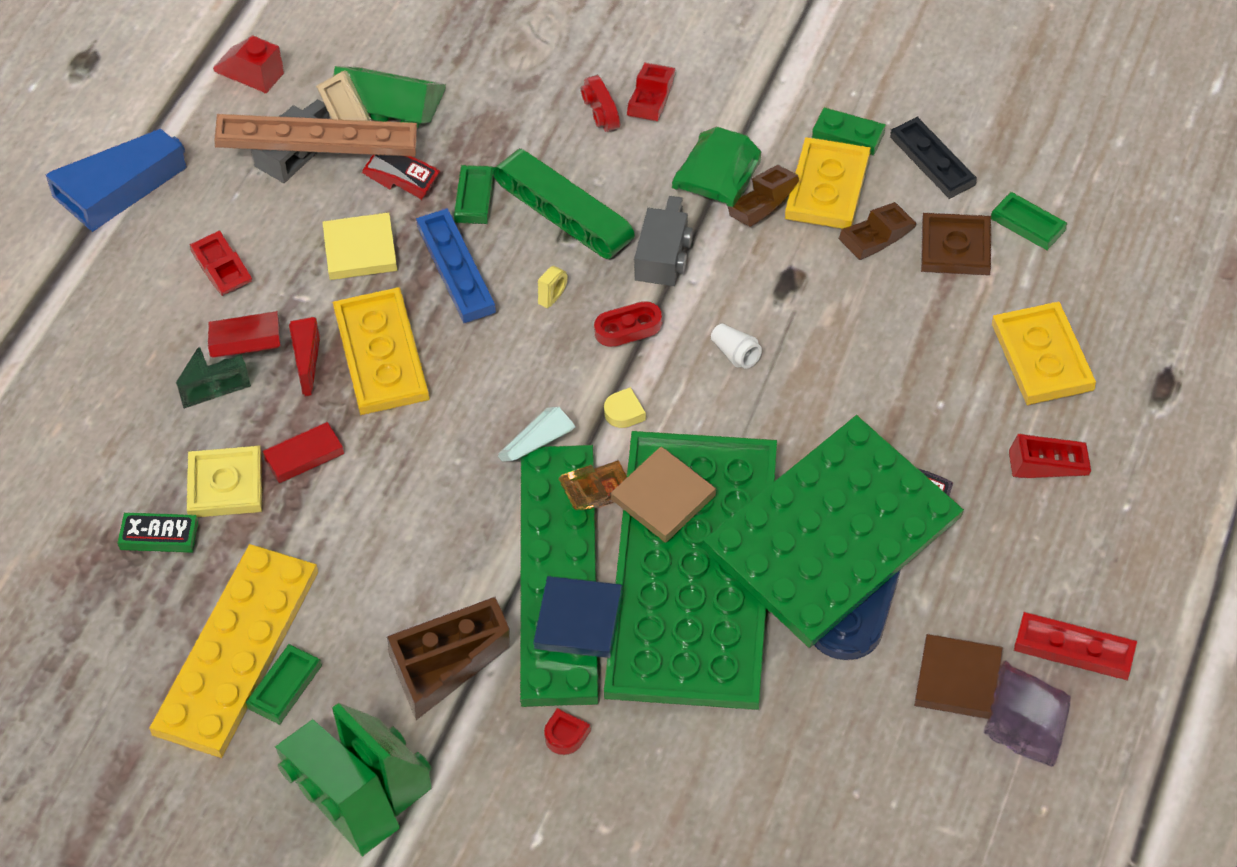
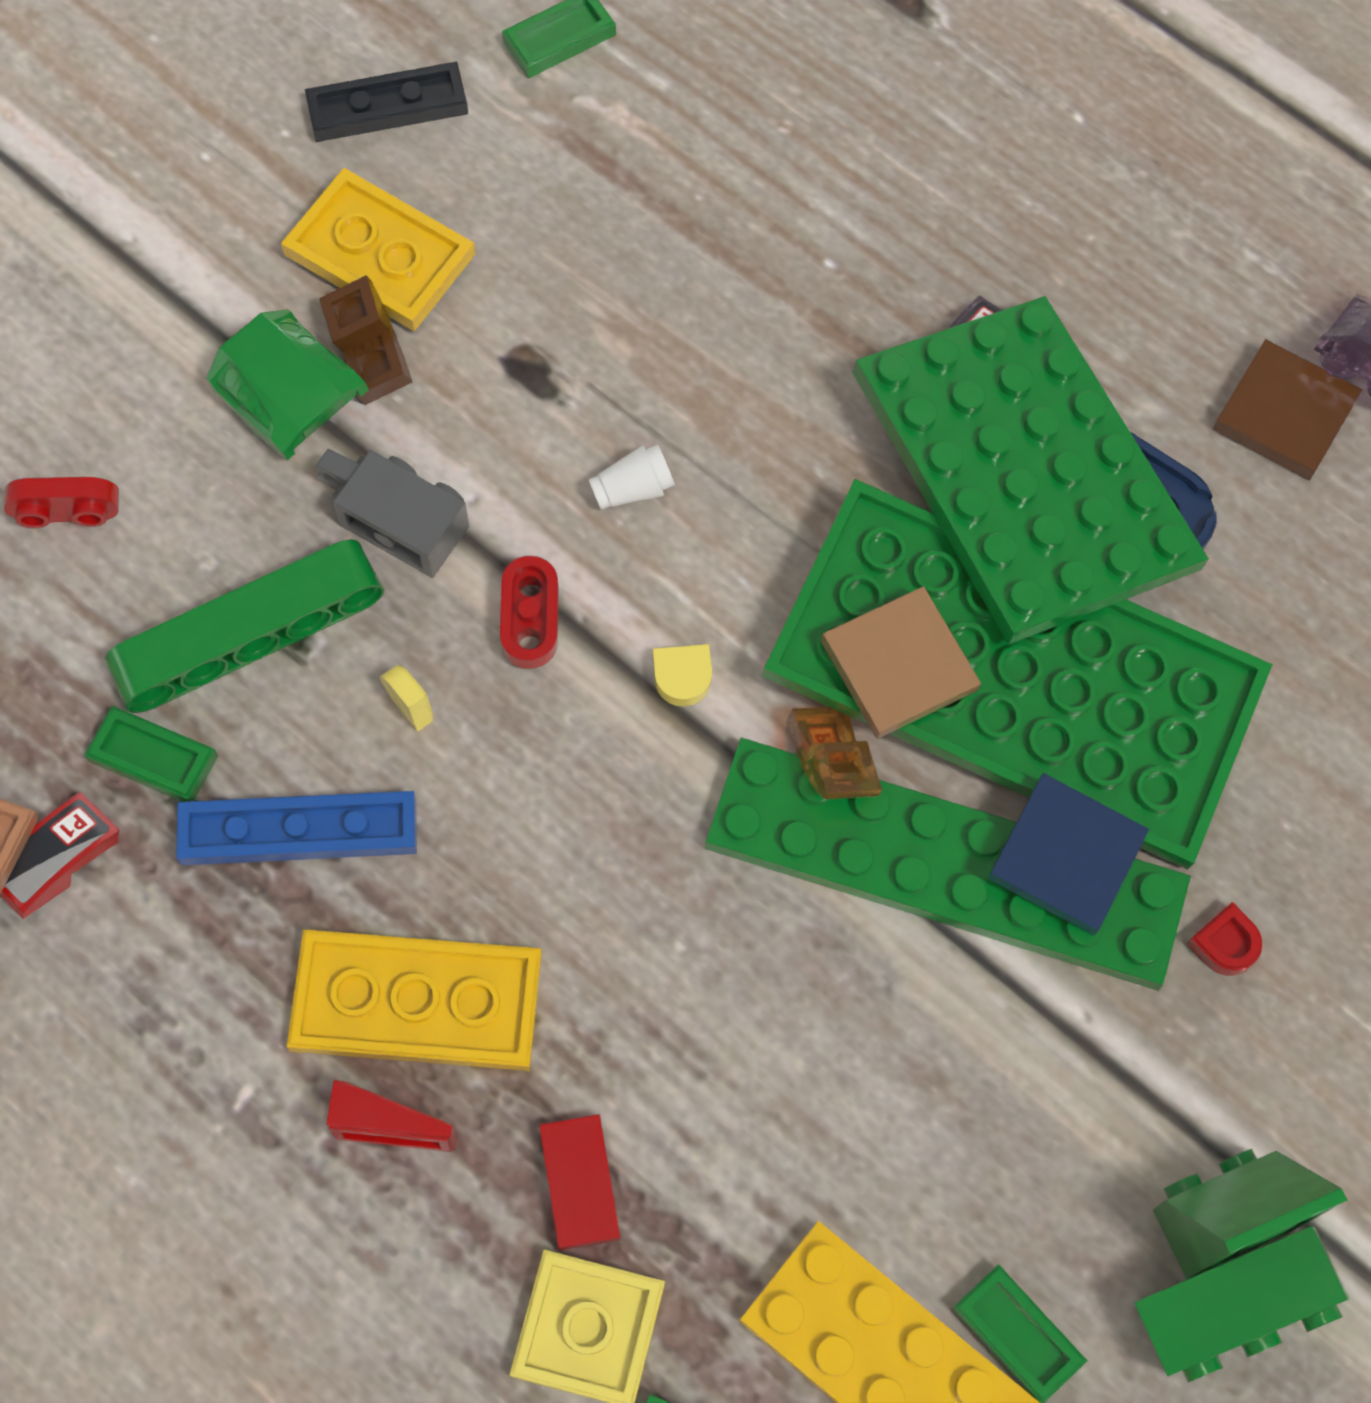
camera: 75 degrees left, 15 degrees up
(204, 382) = (372, 1312): clear green slope -> none
(220, 263) = (114, 1214): red slope -> none
(243, 334) = (307, 1212): red tile -> none
(359, 246) = (179, 969): light yellow tile -> none
(447, 652) = (1065, 1063): reddish brown wedge -> none
(543, 429) = (679, 788): light aqua slope -> none
(651, 91) = (65, 424): red slope -> none
(848, 129) = (283, 187): green plate -> none
(879, 231) = (494, 221): reddish brown slope -> none
(956, 244) = (560, 135): reddish brown tile -> none
(1027, 463) = (976, 172): red slope -> none
(1043, 353) = (805, 105): yellow plate -> none
(1075, 646) = (1288, 257): red plate -> none

